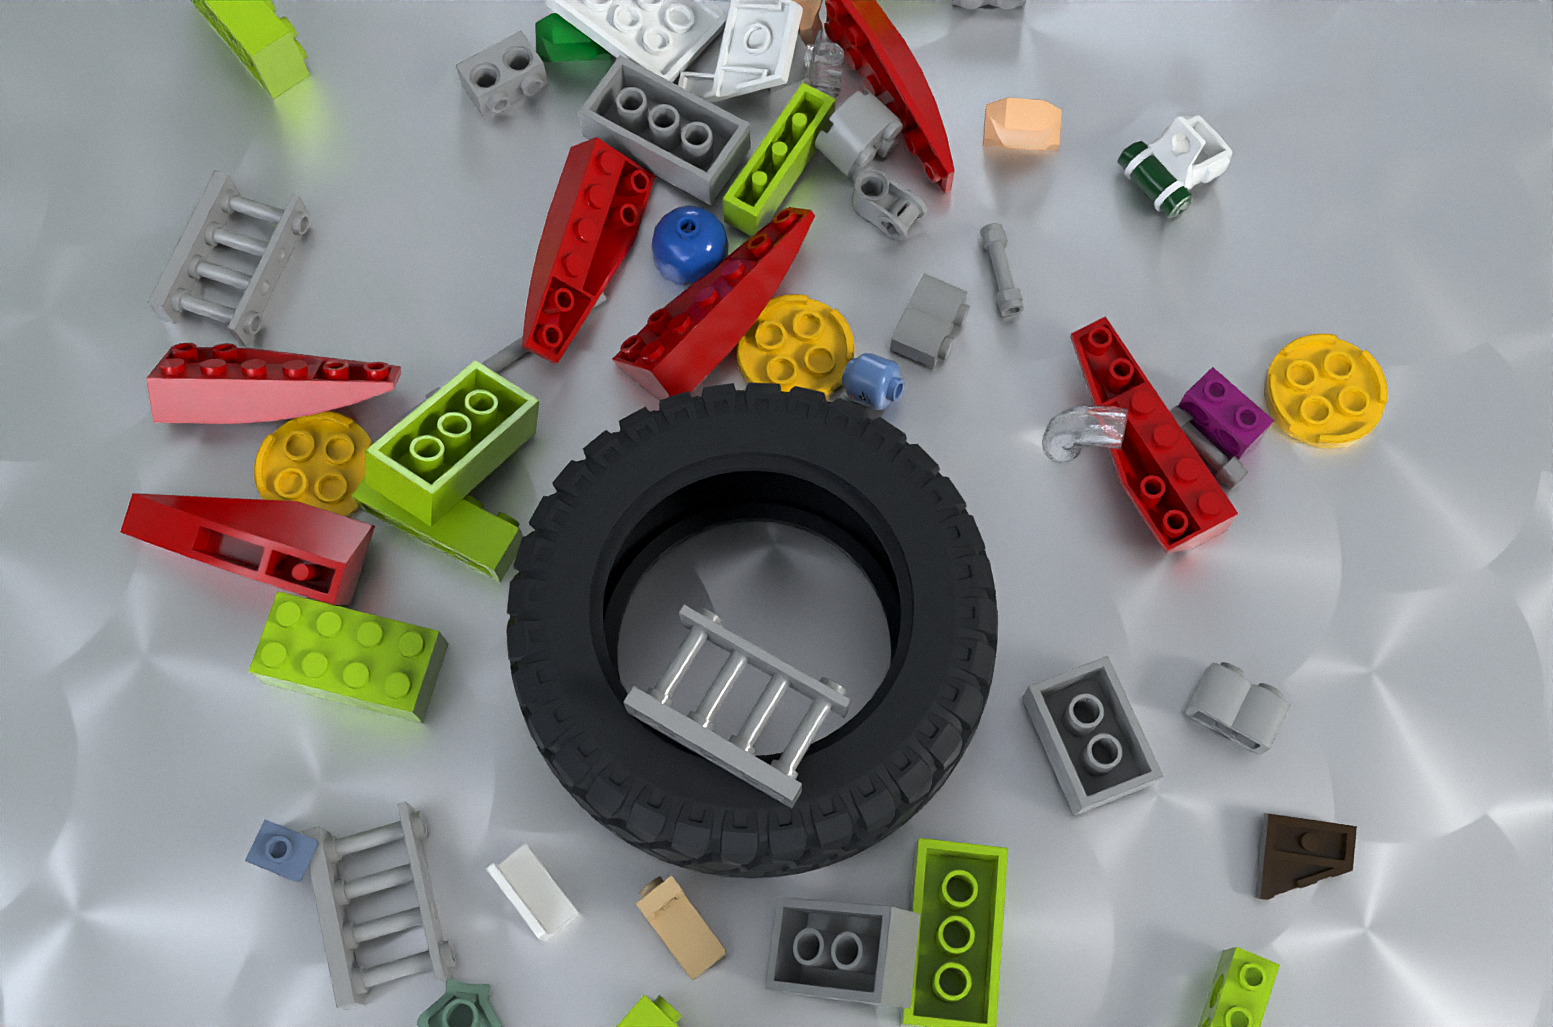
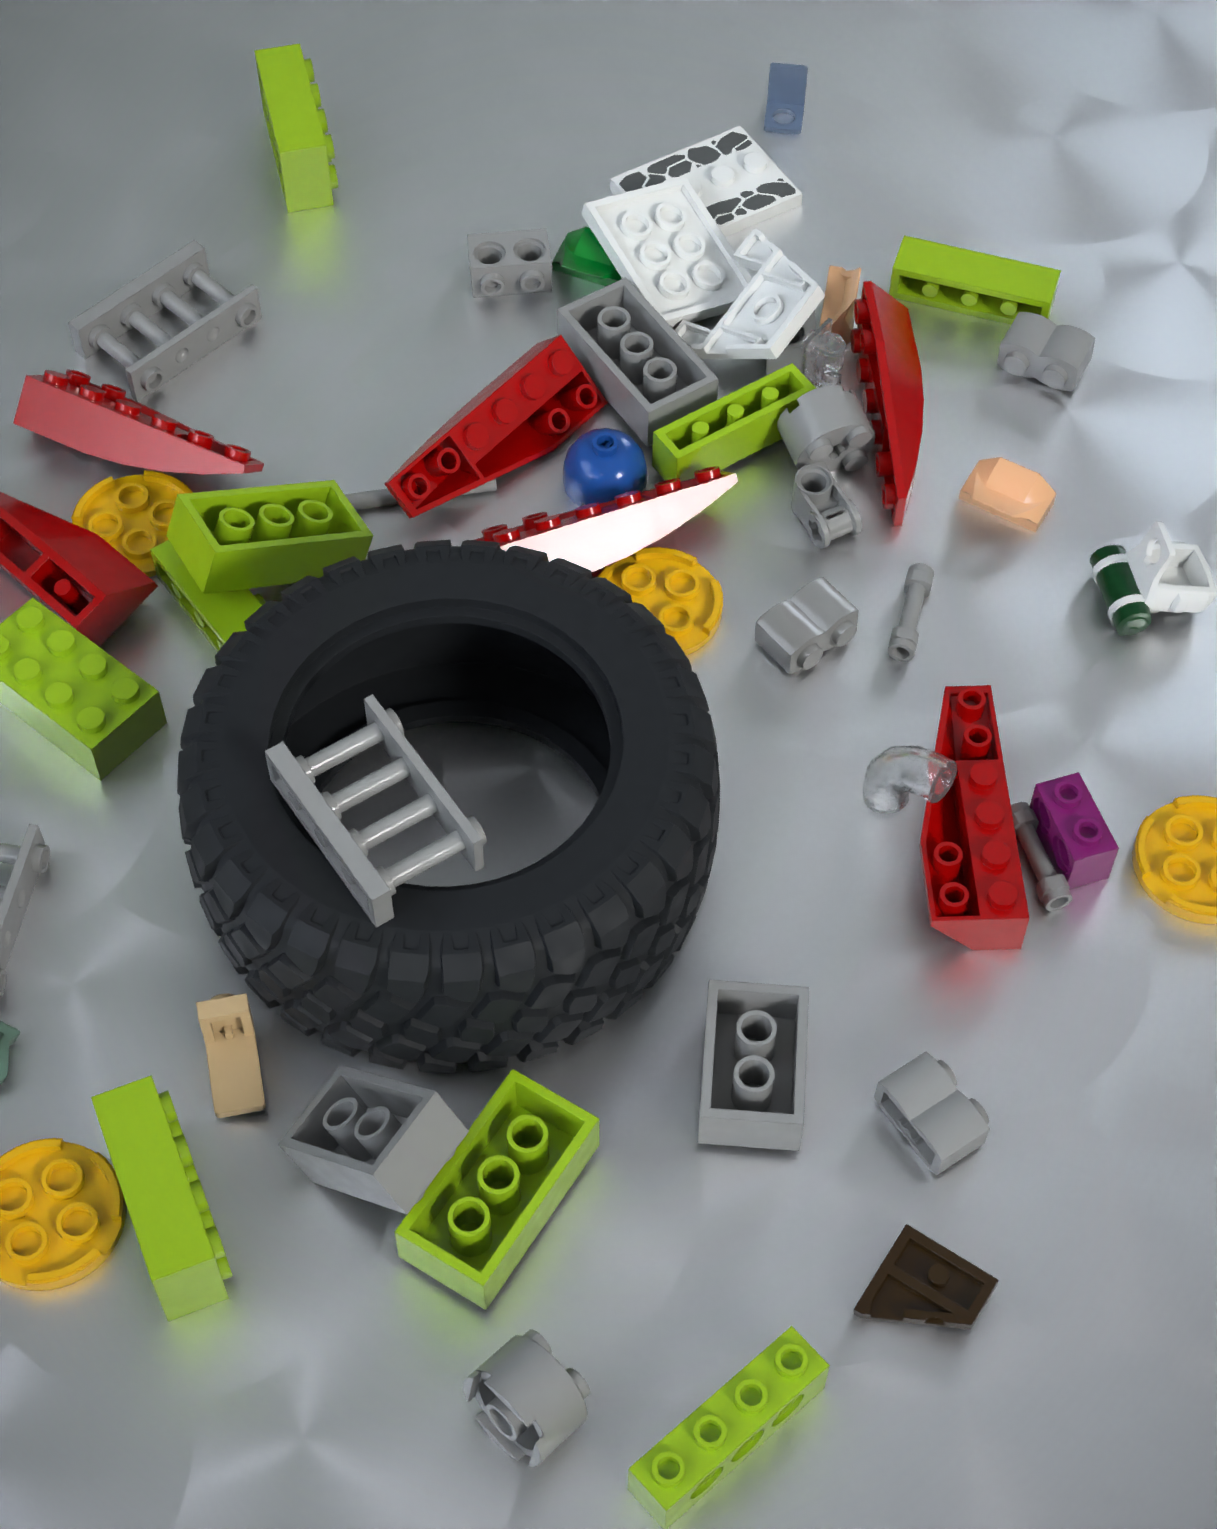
camera: 25 degrees right, 15 degrees down
(533, 892) = (110, 969): white panel -> none
(872, 381) = (717, 655): medium blue head -> none

